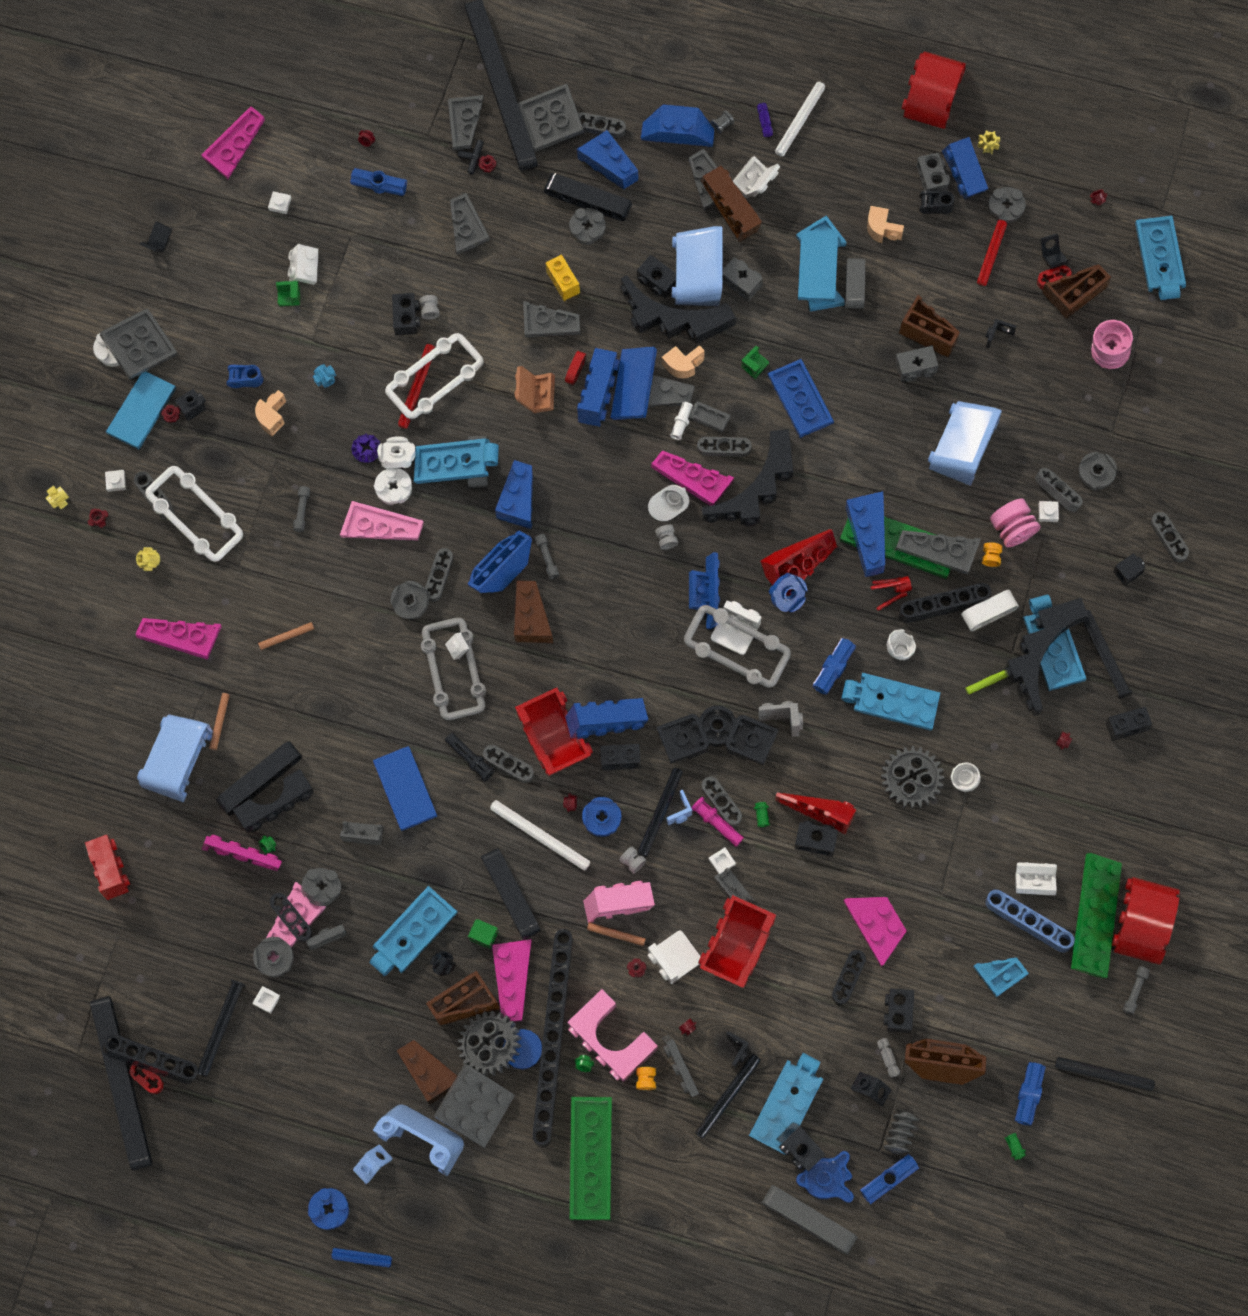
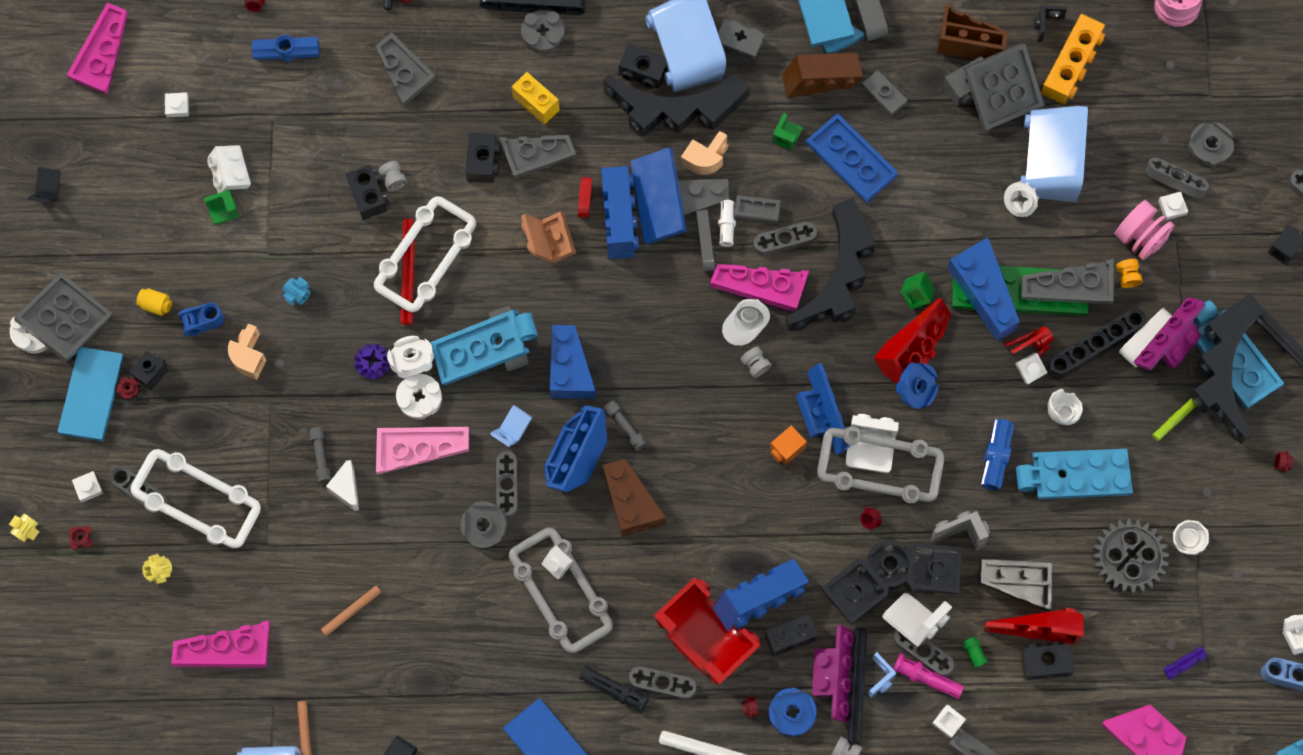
camera: 20 degrees left, 0 degrees up
(211, 352) = (154, 301): none -> yellow brick
(312, 537) = (344, 486): none -> white slope
(458, 531) = (512, 427): none -> light blue bracket
(504, 323) = (479, 145): none -> black brick
(644, 797) = (832, 673): none -> magenta bracket
(659, 429) = (705, 240): none -> dark grey beam
(669, 609) = (787, 446): none -> orange brick
(715, 686) = (871, 518): none -> dark red plate
(722, 774) = (915, 620): none -> white bracket
(798, 323) = (821, 73): none -> reddish brown wedge
(816, 518) = (918, 290): none -> green panel
(816, 768) = (1018, 579): none -> wedge
(845, 353) = (884, 93): none -> dark grey plate
(885, 606) = (1031, 368): none -> white plate
(921, 476) = (1016, 206): none -> white gear
(927, 873) = (1185, 663): none -> dark purple axle
(941, 375) = (1004, 86): none -> dark grey plate
(1008, 616) = (1174, 338): none -> magenta bracket
(1024, 348) = (1087, 30): none -> light orange brick

